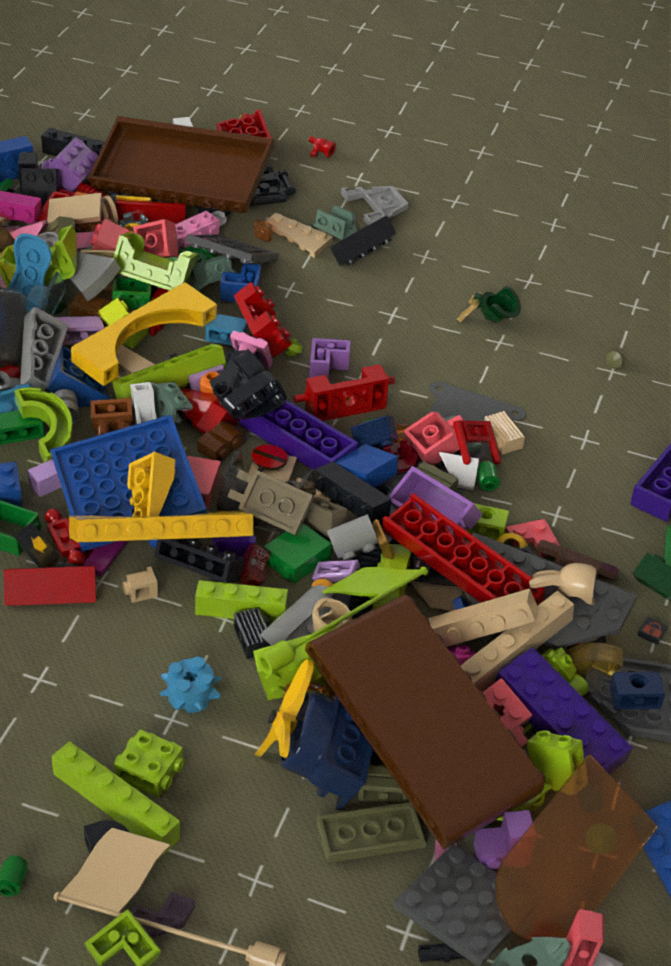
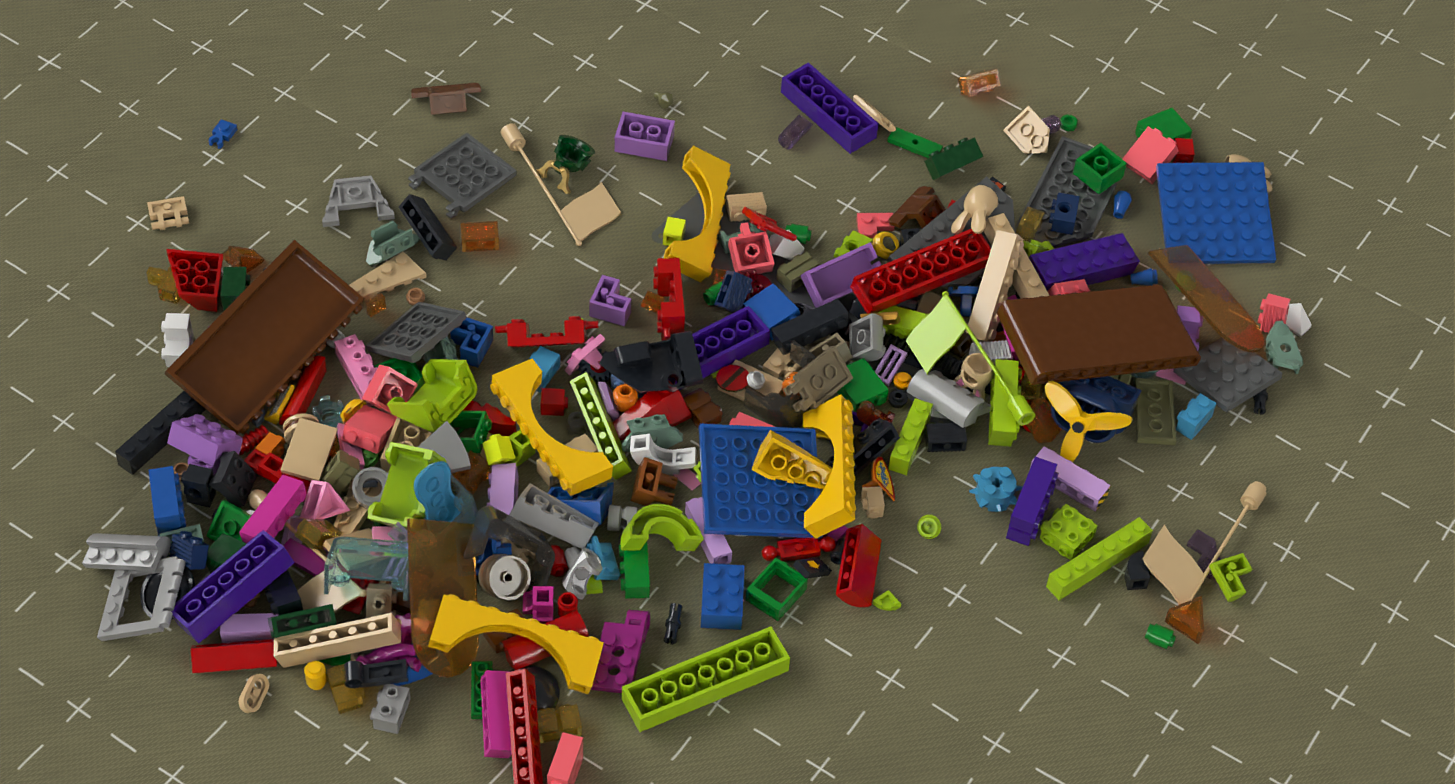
camera: 75 degrees left, 10 degrees up
(15, 619) = (887, 602): none -> lime tile
(38, 905) = (1188, 619): none -> clear orange slope
(120, 635) = (929, 526): none -> lime hat
(173, 584) = (881, 477): none -> shield
(176, 713) = (1032, 501): none -> dark purple piece
(192, 341) = (553, 402): none -> red brick
(230, 755) = (1076, 481): none -> lavender brick
(269, 467) = (756, 379): none -> white plate
(282, 158) = (242, 257): none -> clear orange slope
(285, 251) = (415, 295): none -> medium nougat plate
(296, 588) = (897, 398): none -> black plate
(312, 117) = (165, 209): none -> tan plate
(322, 145) = (233, 218): red piece -> none
(369, 271) = (479, 236): none -> clear orange brick
(375, 874) = (1196, 415): none -> dark azure brick
(416, 129) = (223, 131): none -> blue plate
(441, 389) = (673, 230): none -> neon yellow brick
(442, 253) = (463, 173): none -> dark grey plate
(445, 337) = (584, 213): none -> tan flag
(523, 399) = (711, 179): none -> yellow arch
(526, 228) = (446, 98): none -> reddish brown plate
(552, 348) = (644, 136): none -> medium lavender brick
(555, 756) = (1128, 274): lime brick -> none
(630, 454) = (794, 132): none -> clear purple brick

